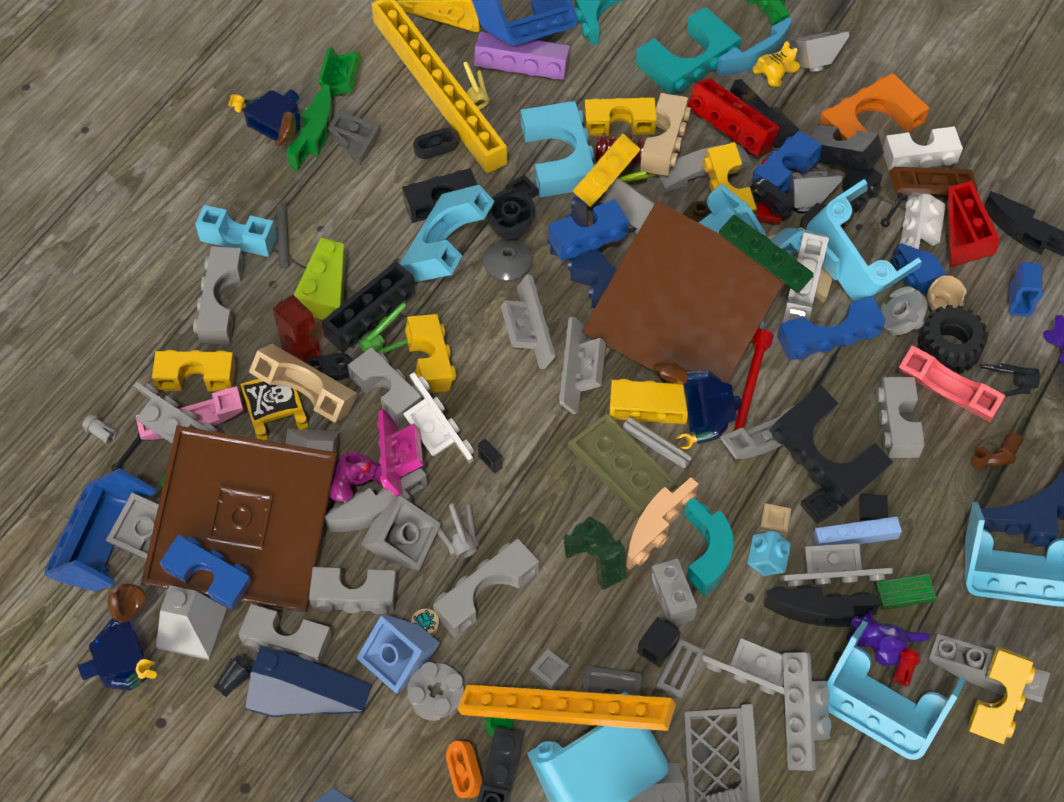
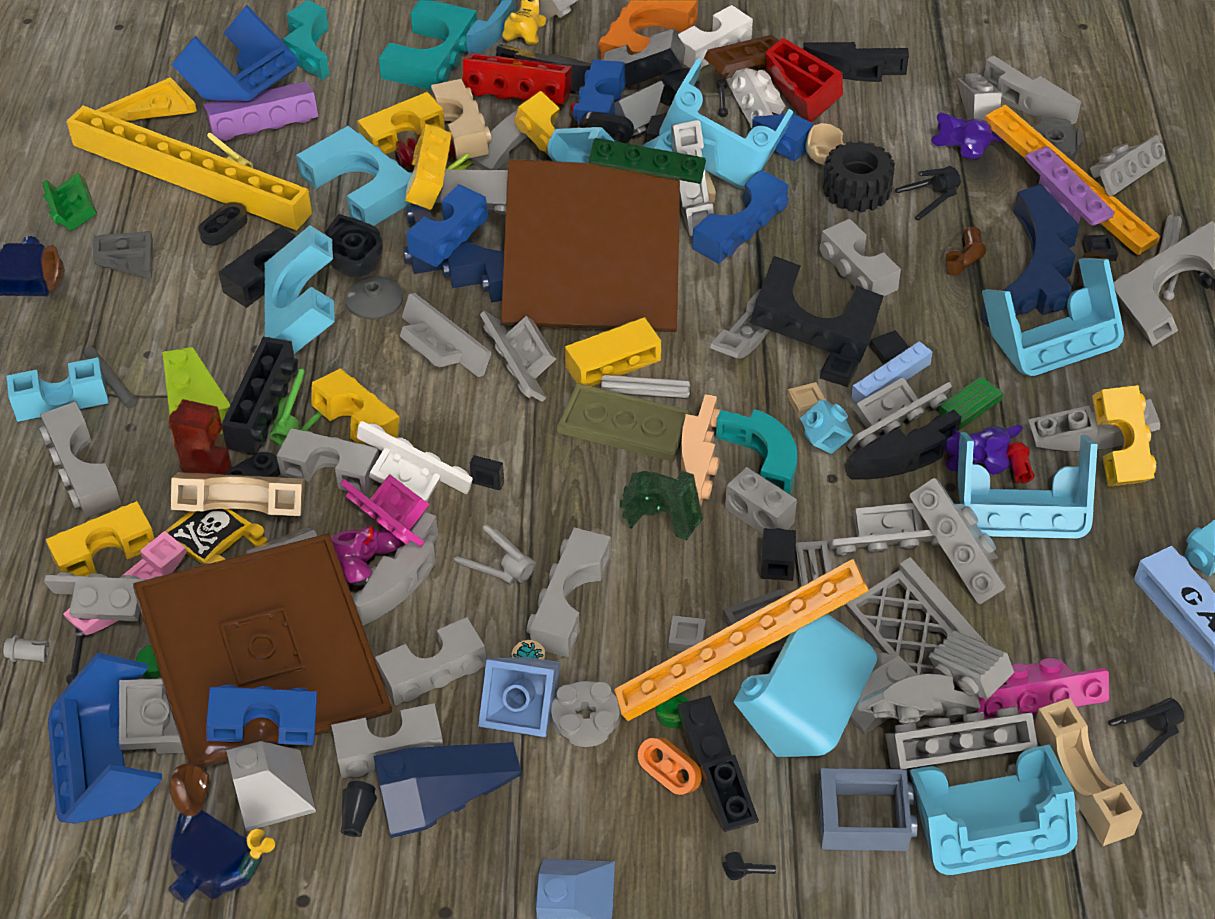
camera: 30 degrees left, 10 degrees down
(315, 130) = (78, 264): green slope -> none
(402, 534) = (446, 585): light grey slope -> none
(707, 399) = (673, 320): clear blue torso -> none
(761, 342) = (685, 262): red piece -> none
(911, 318) = (809, 175): light grey plate -> none
(939, 379) = (912, 214): coral arch -> none
(1025, 289) = (894, 107): blue brick -> none

